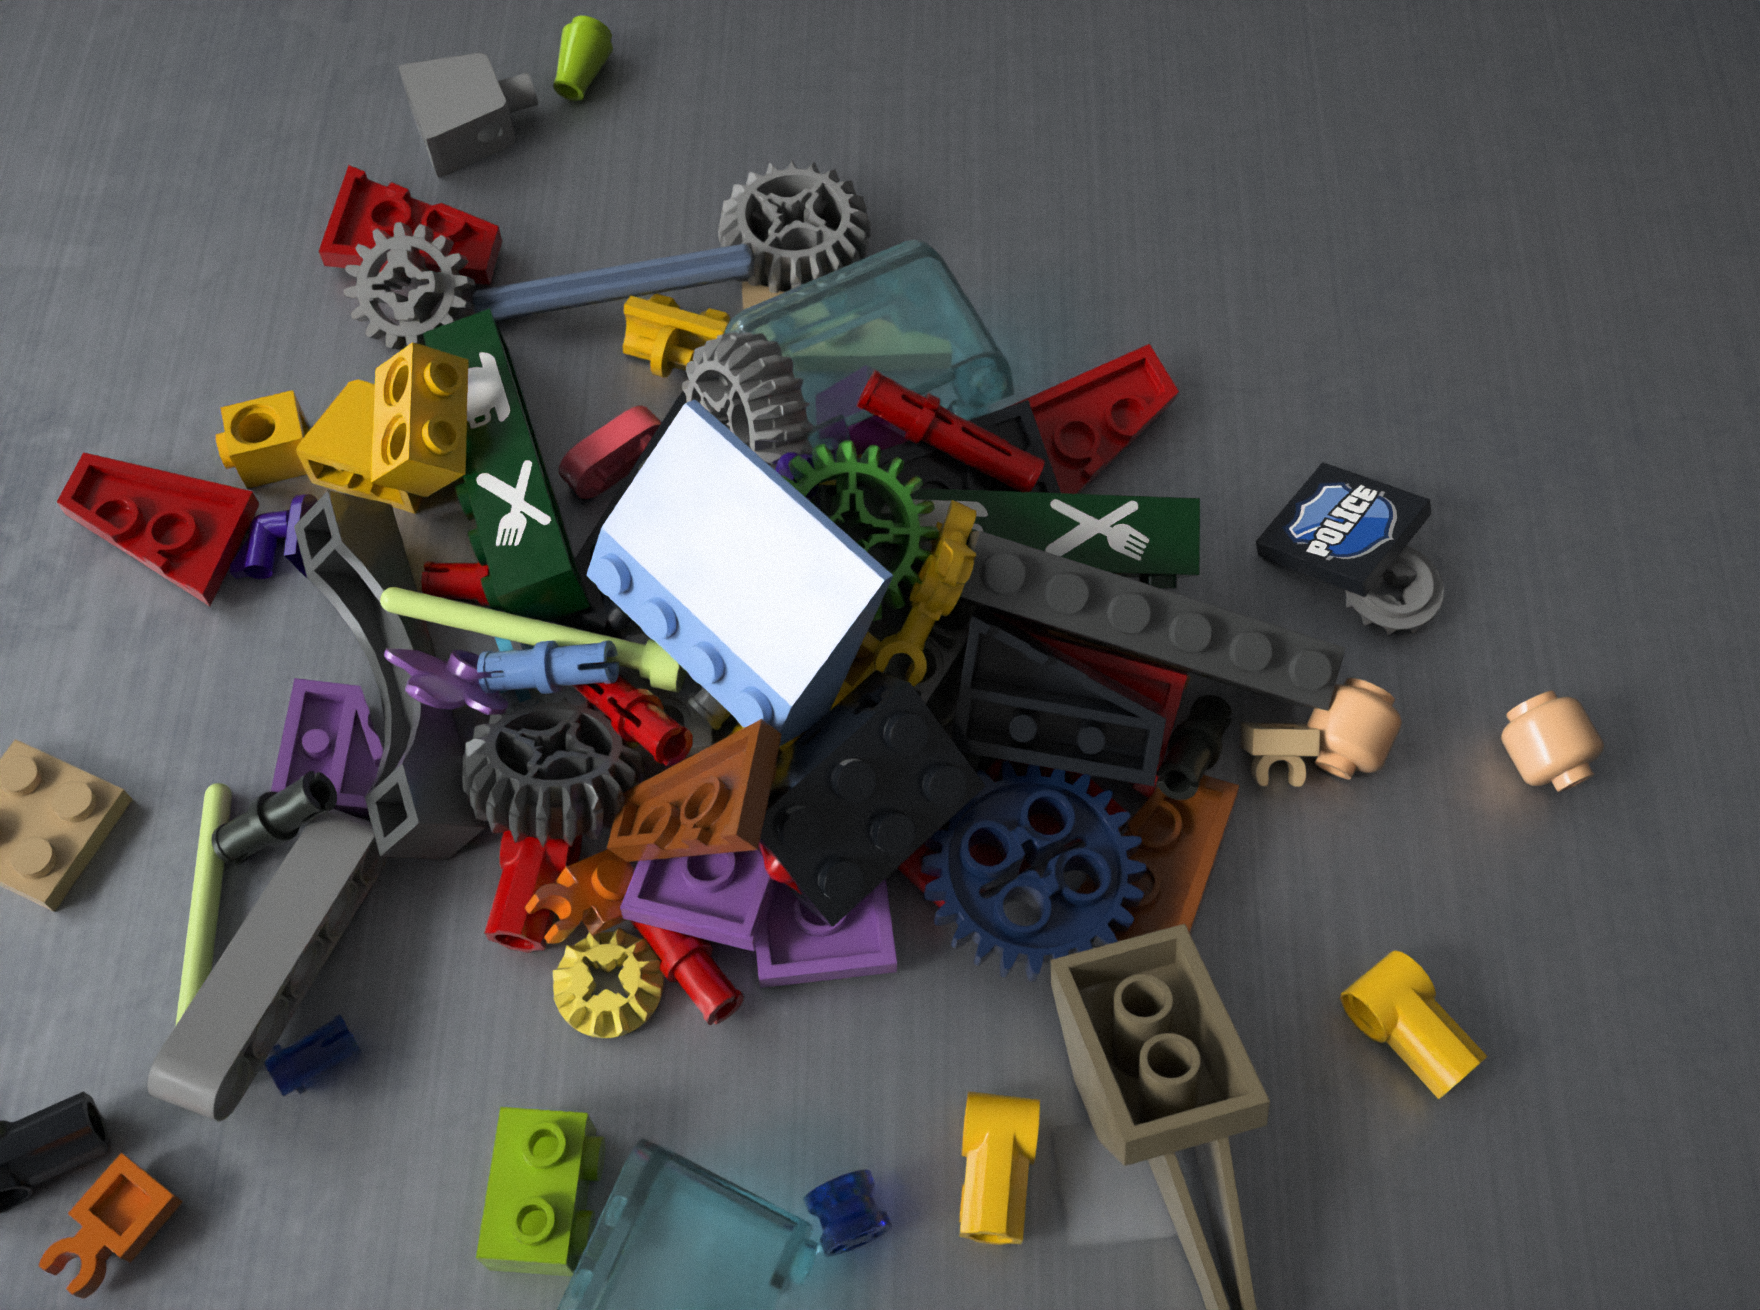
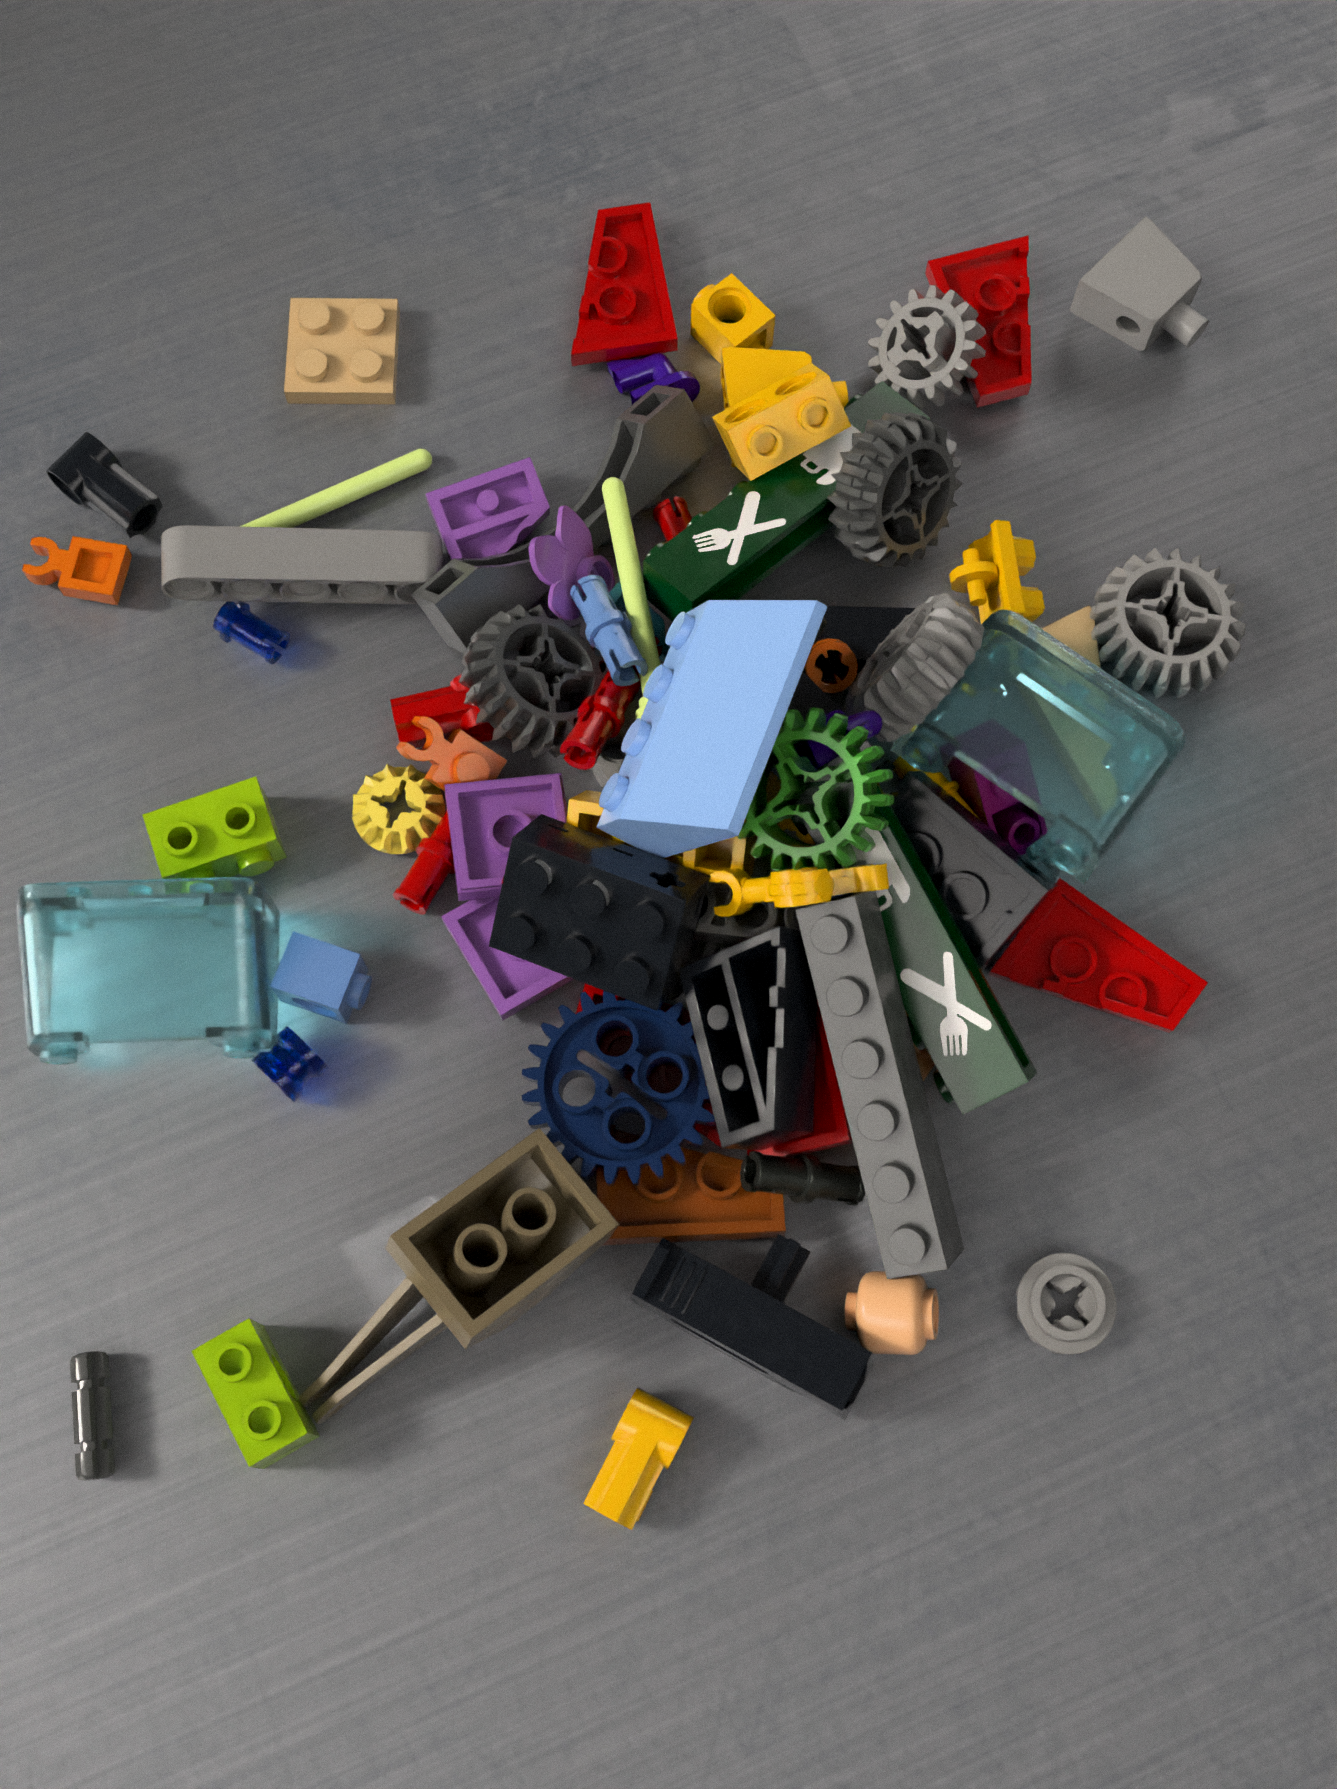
camera: 65 degrees right, 10 degrees up
(274, 818) = (409, 506): pearl dark grey pin -> none
(546, 364) = (895, 489): none -> dark grey gear
(581, 56) = (1260, 355): lime cone -> none
(608, 452) = (854, 582): coral beam -> none
(616, 282) = (1023, 505): sand blue axle -> none
(702, 803) = (530, 796): dark orange wing -> none
(766, 1136) = (321, 978): none -> medium blue brick
(928, 421) = (974, 901): red pin -> none
(999, 1146) = (391, 1156): yellow piece -> none
(1279, 742) = (849, 1252): tan tile -> none
(1317, 852) = (754, 1322): none -> black piece
(1344, 528) = (1100, 1235): tile -> none
(1552, 741) = (965, 1499): light nougat head -> none

